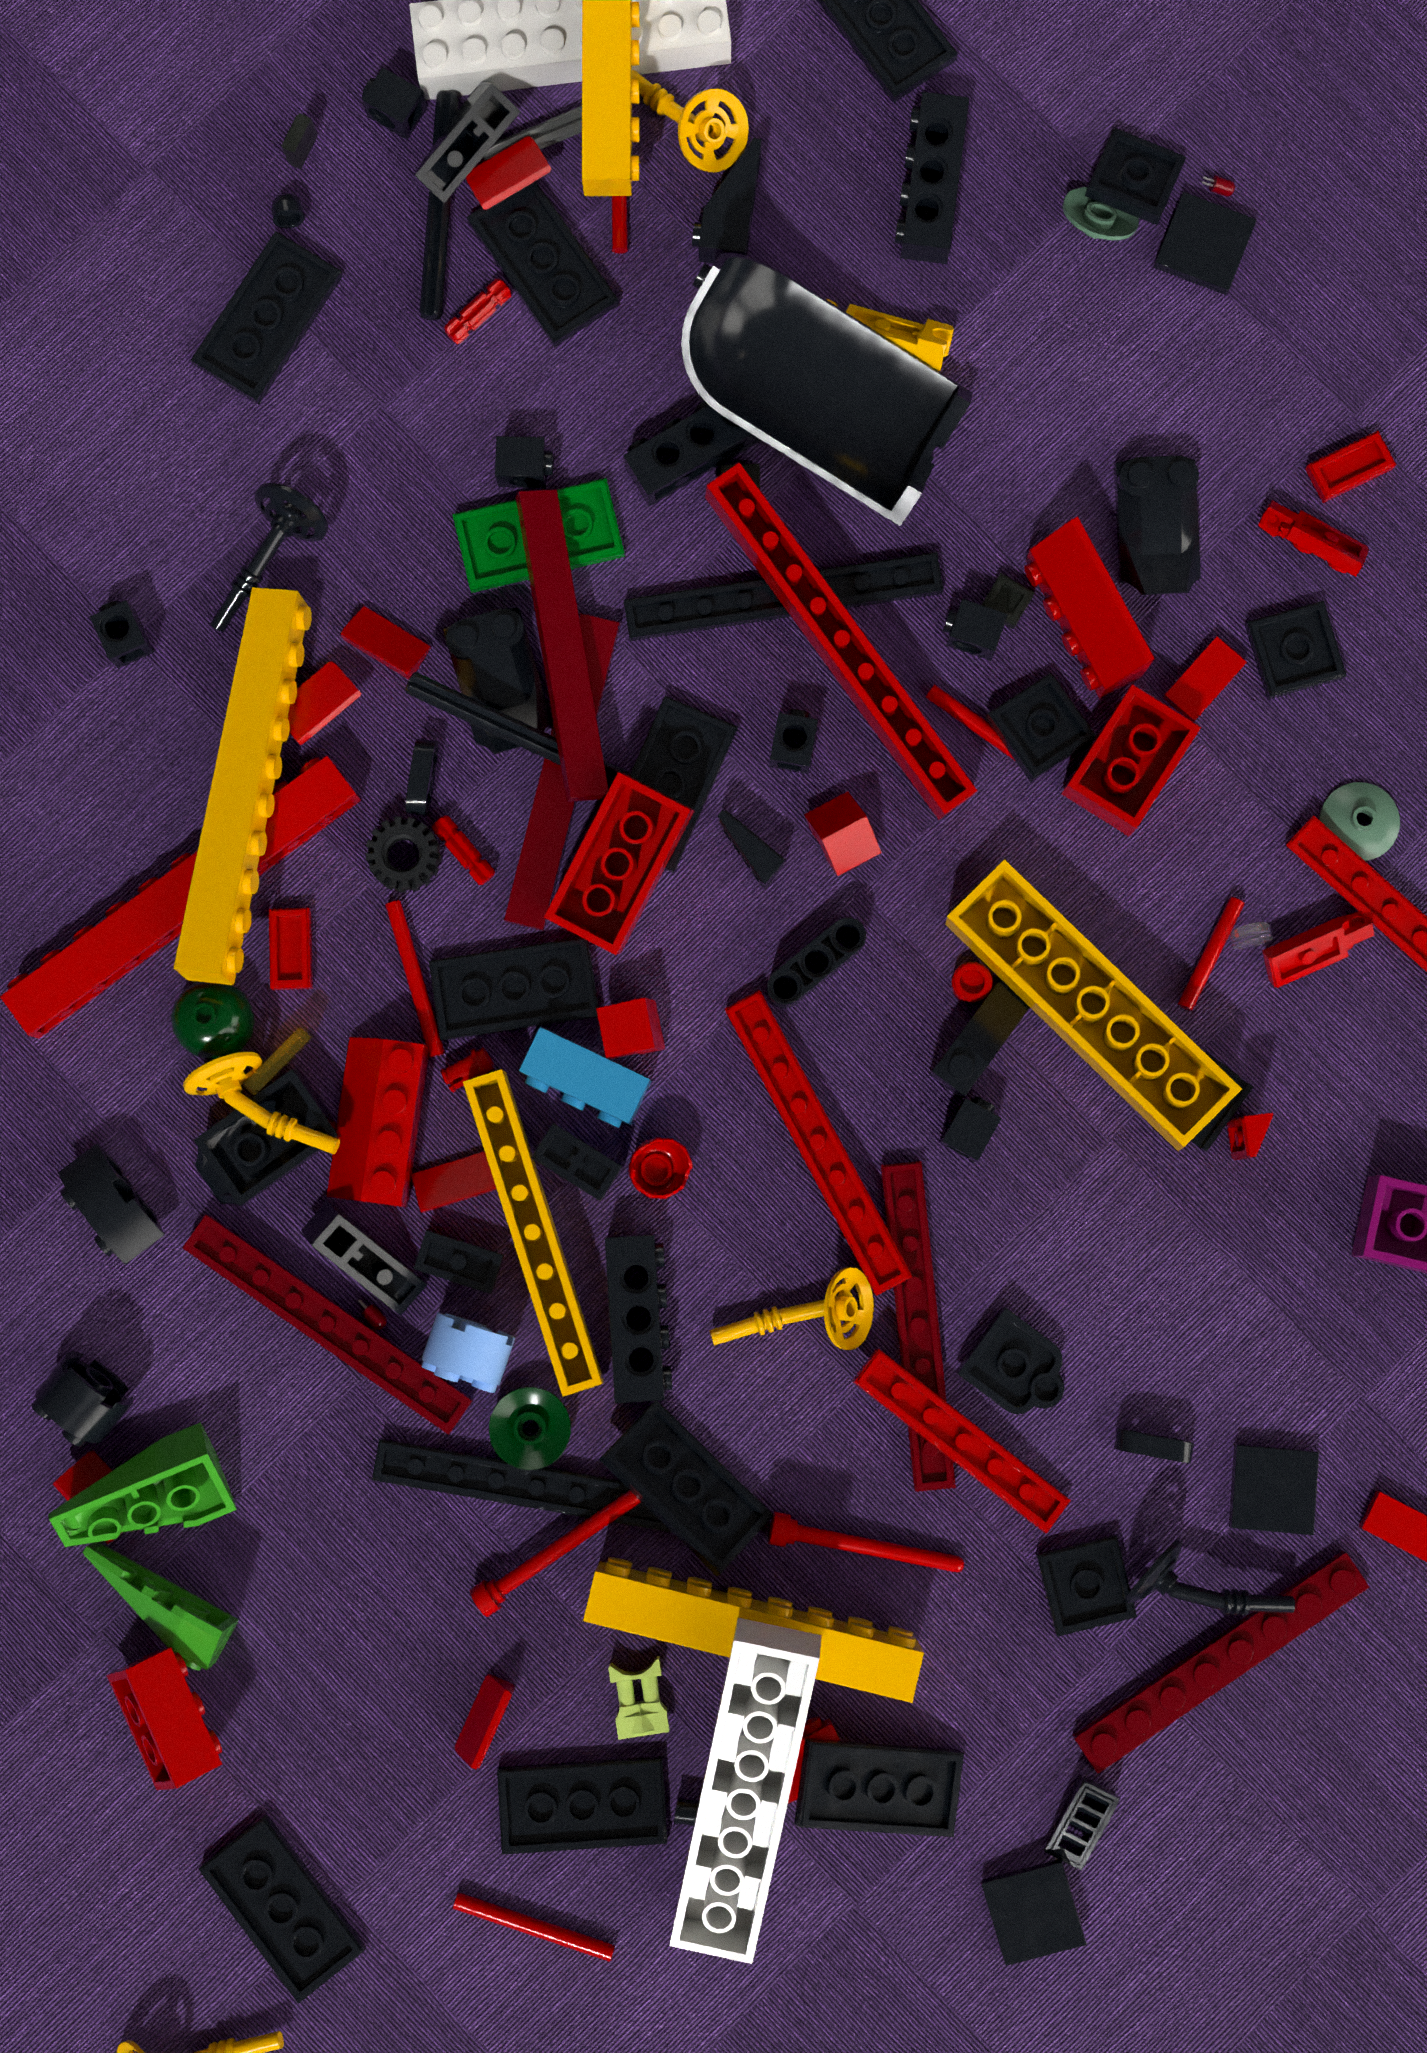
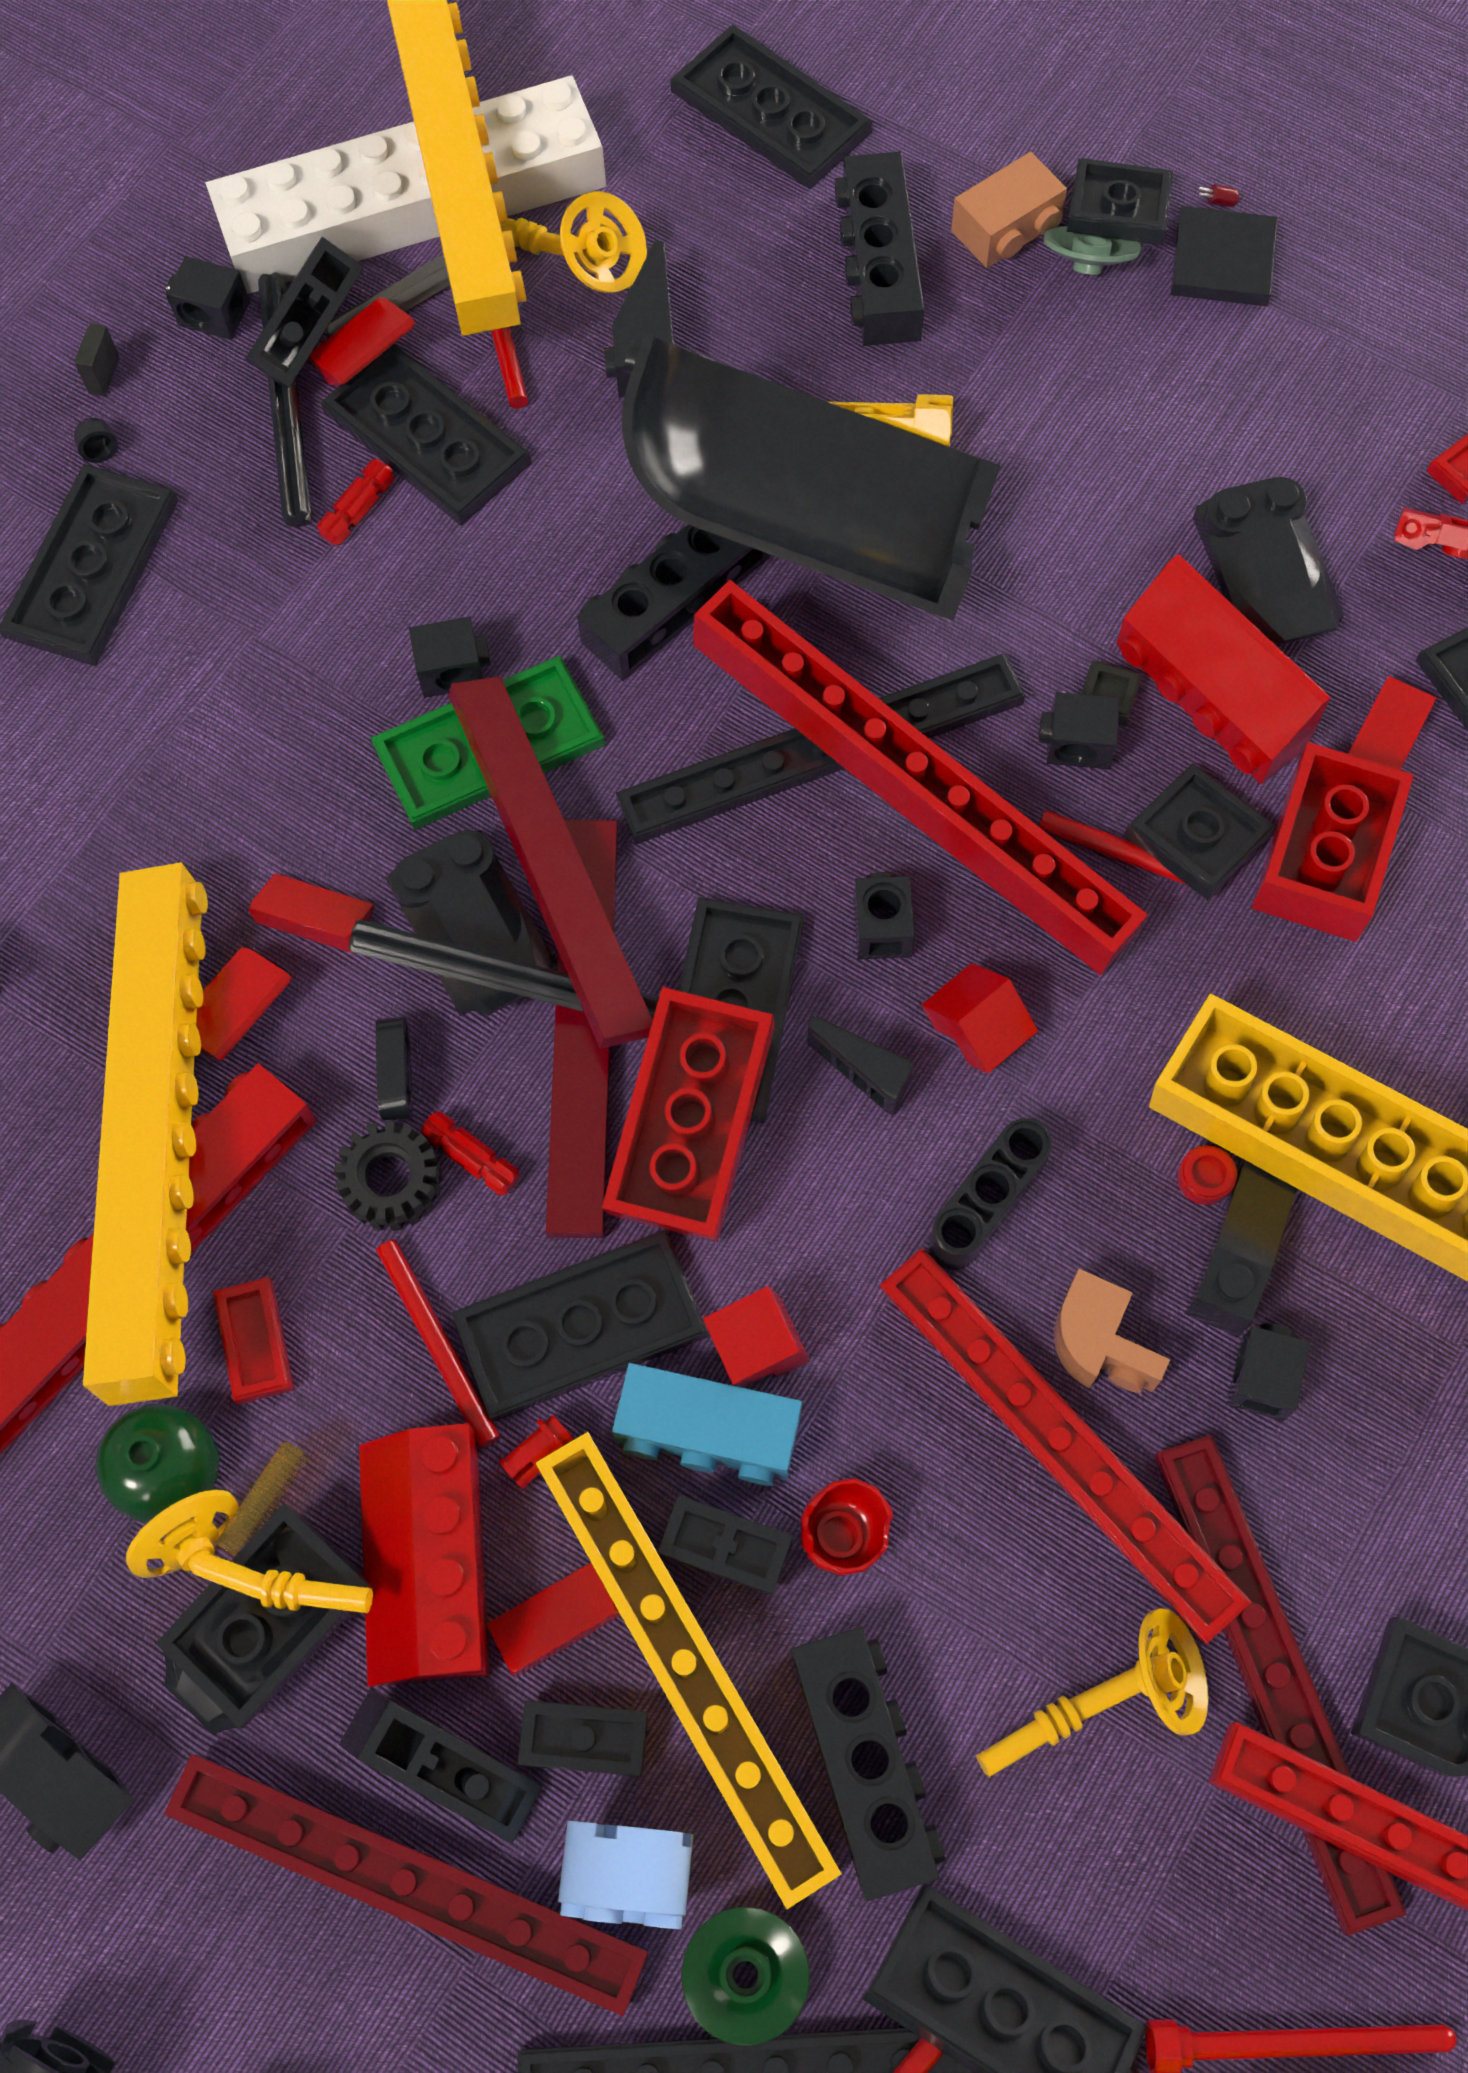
camera: 15 degrees left, 15 degrees down
(283, 525) = (146, 791): black dish -> none
(373, 1316) = (472, 1854): dark red piece -> none
(855, 1075) = (1088, 1340): none -> nougat brick
(1044, 166) = (1008, 209): none -> nougat brick

